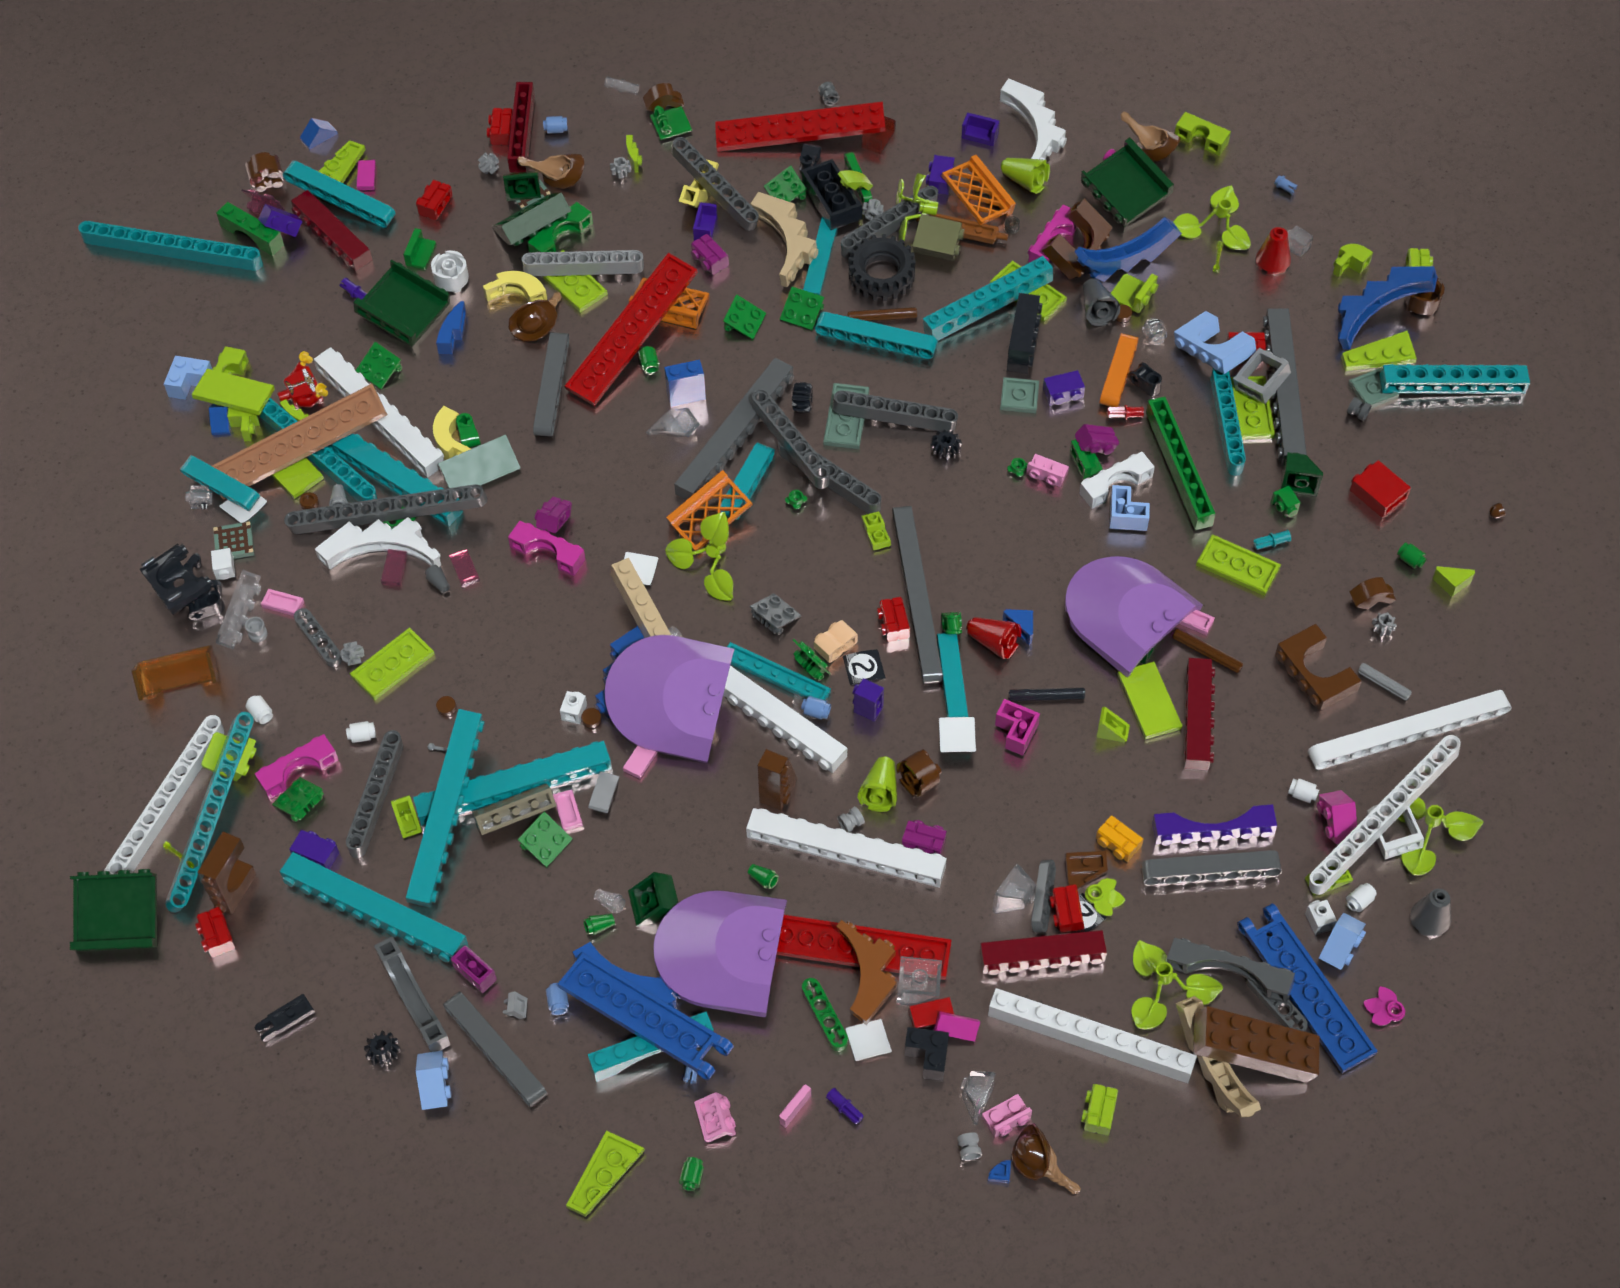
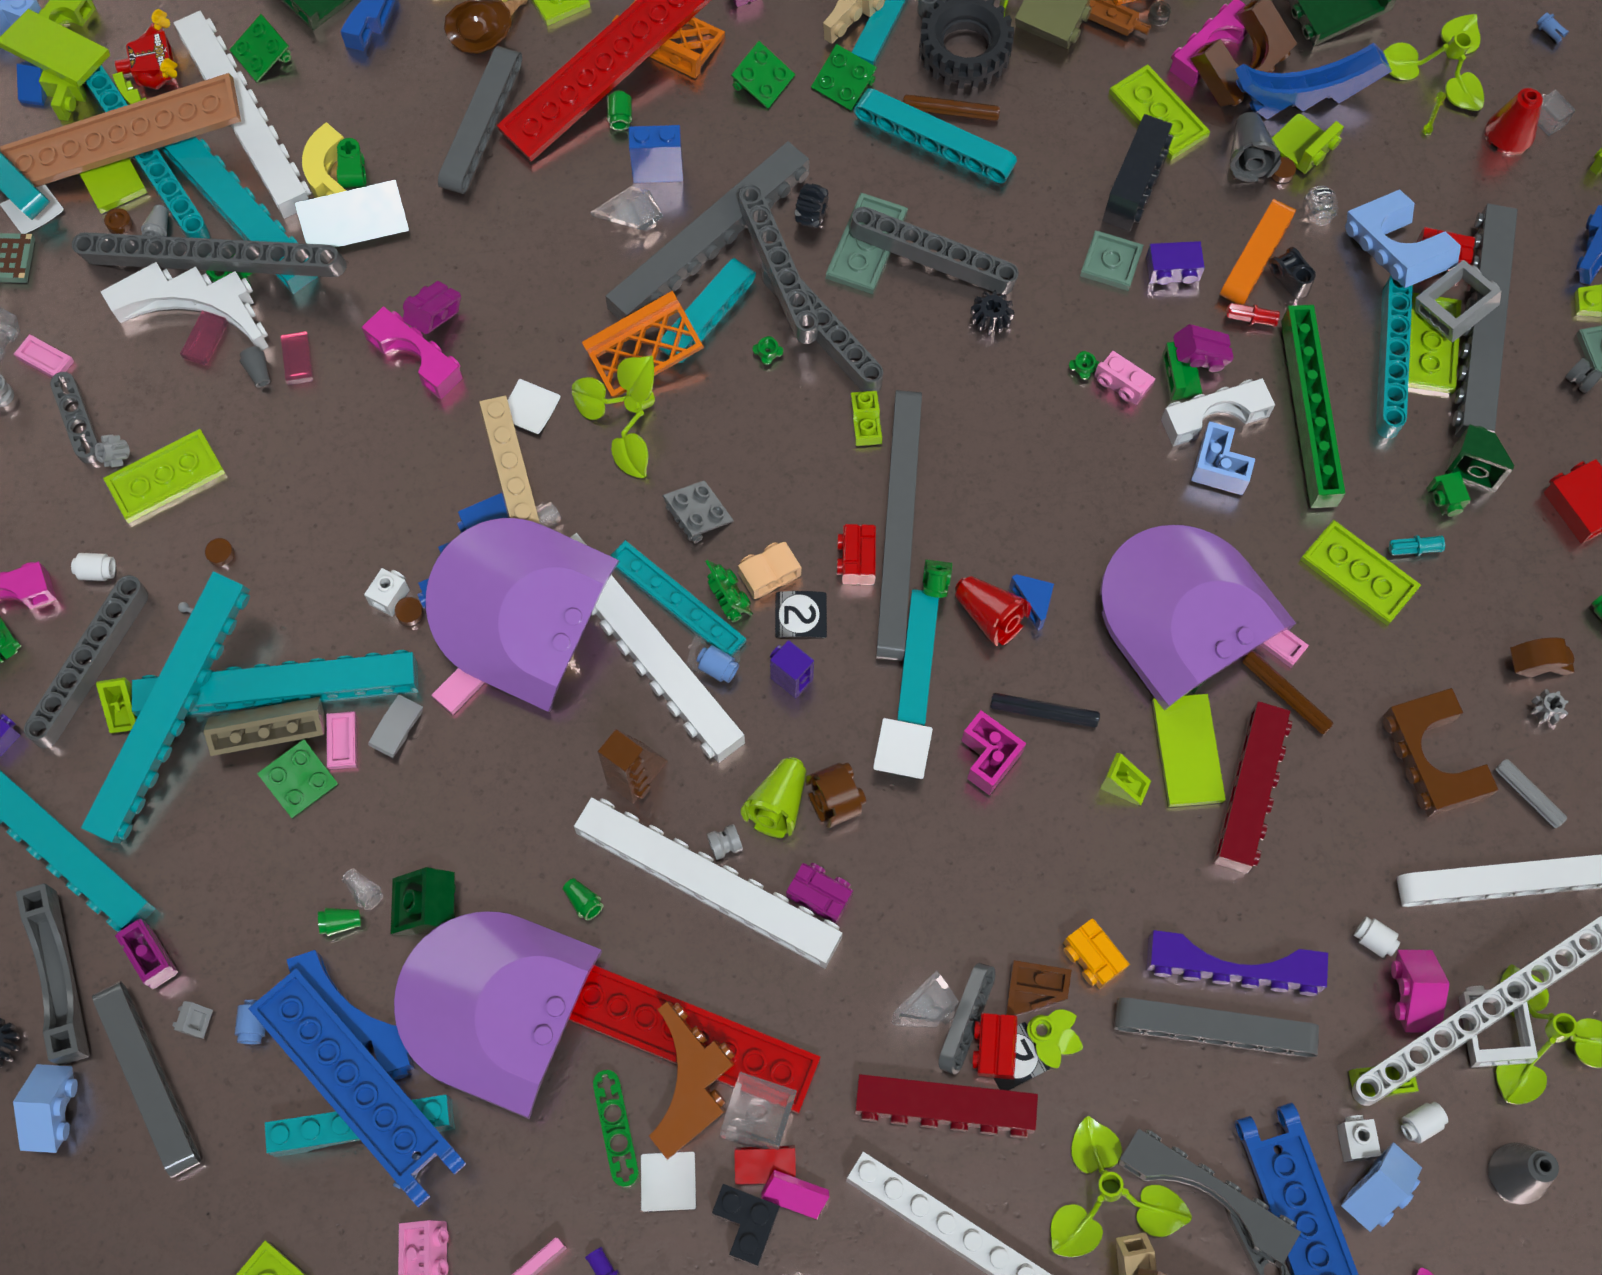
camera: 10 degrees right, 10 degrees up
(988, 299) = (1101, 113): teal brick -> none

